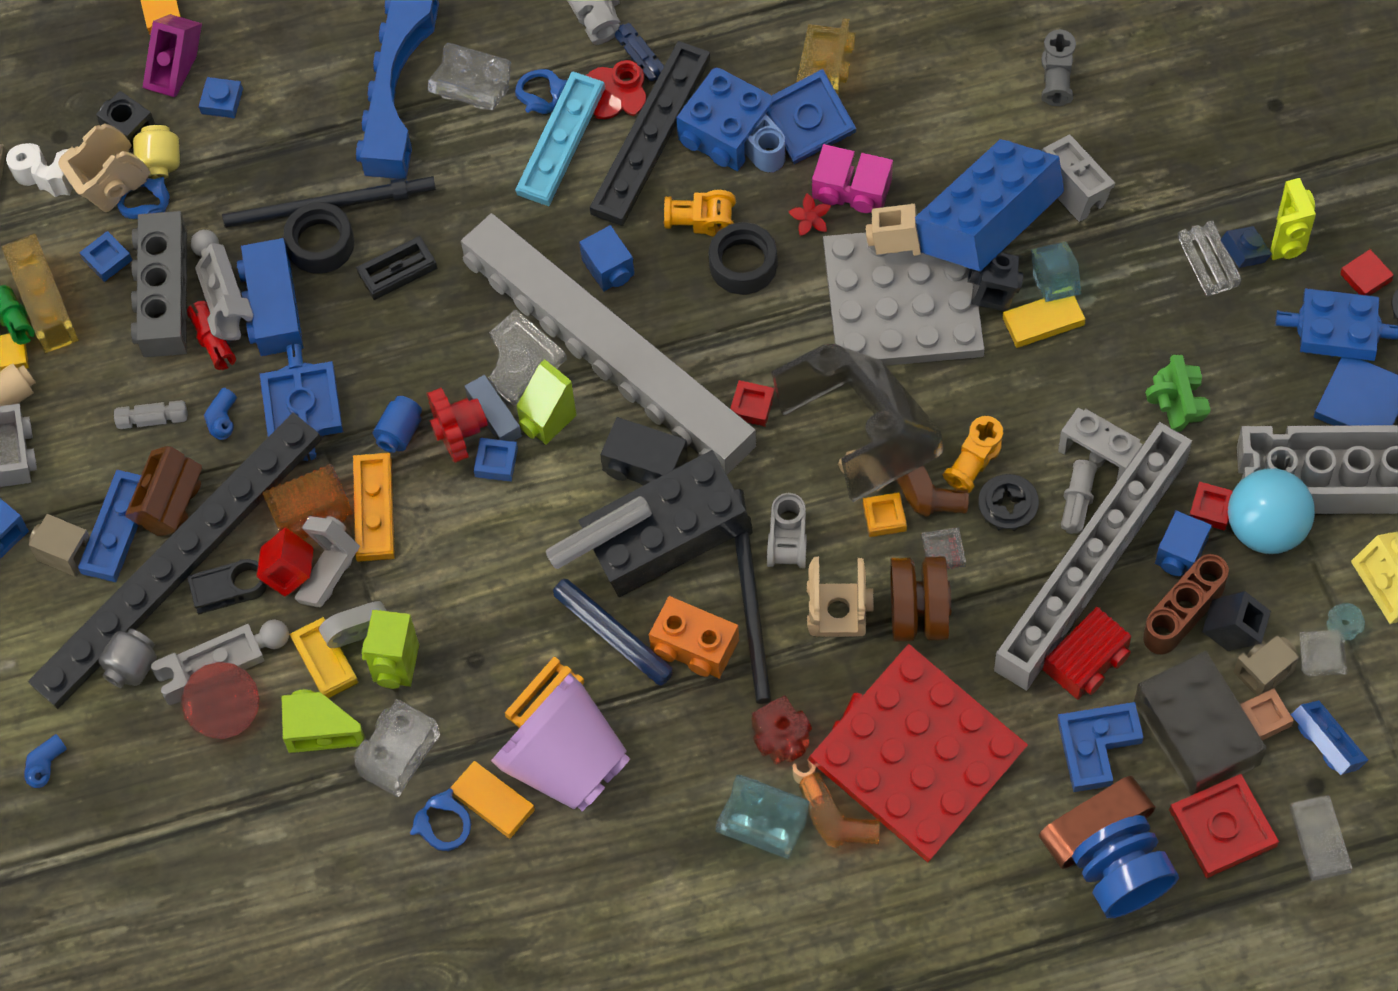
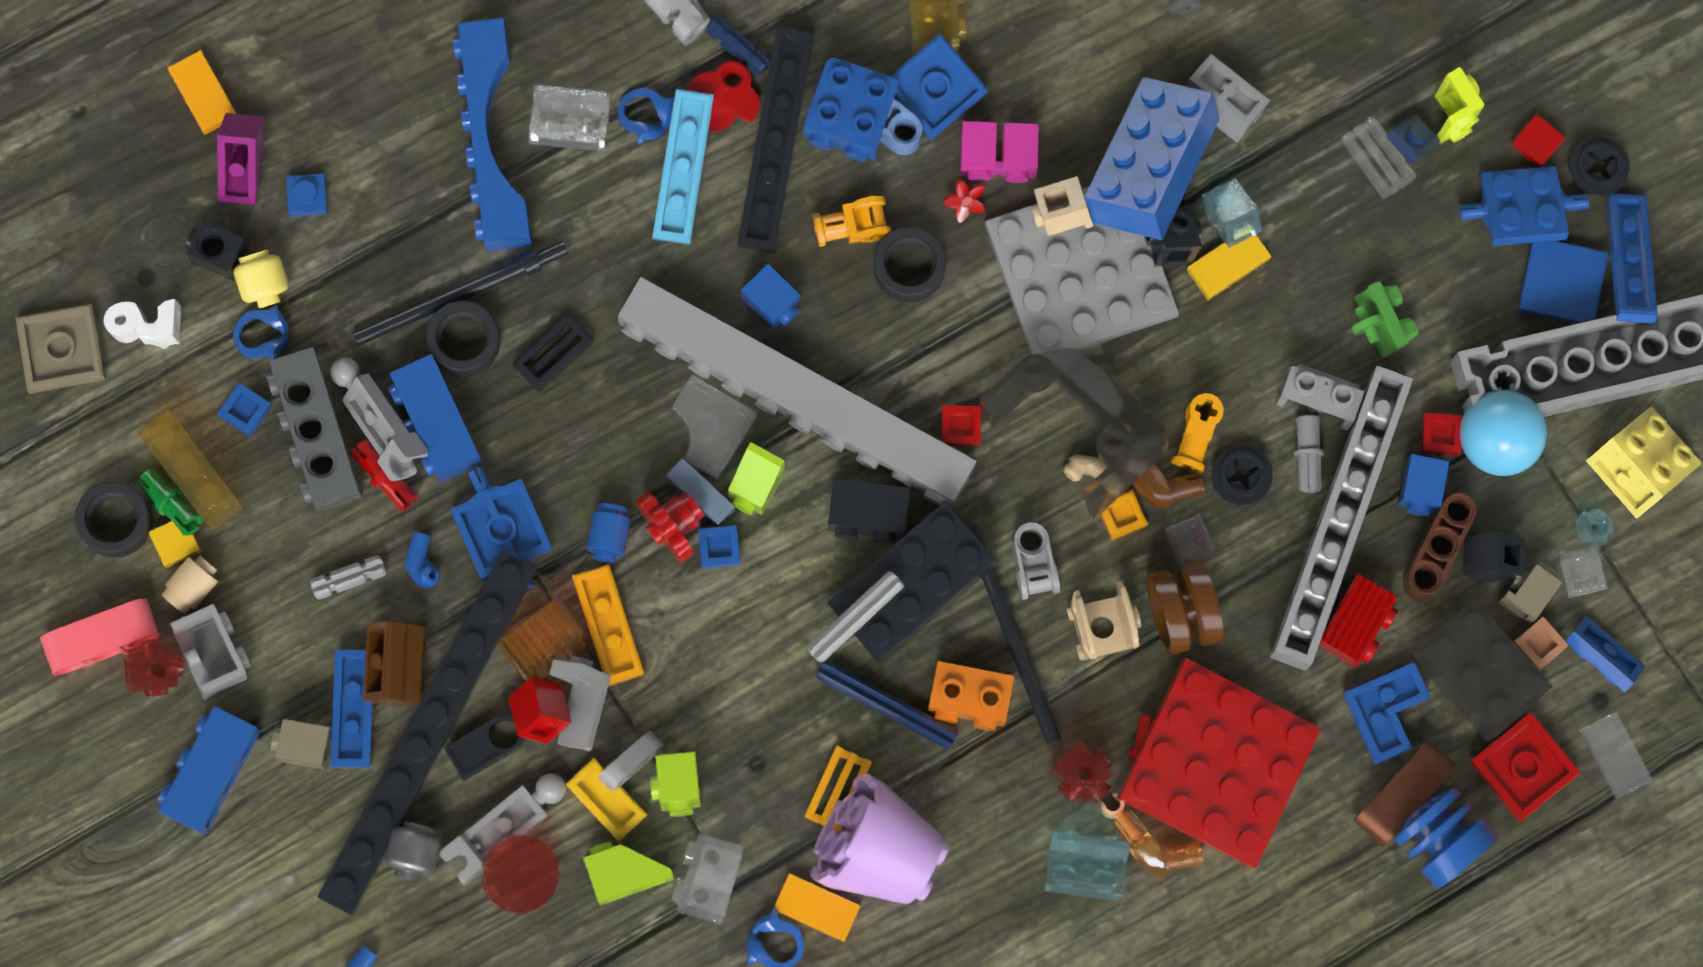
camera: 25 degrees left, 15 degrees up
(103, 167) = (186, 316): tan piece -> none

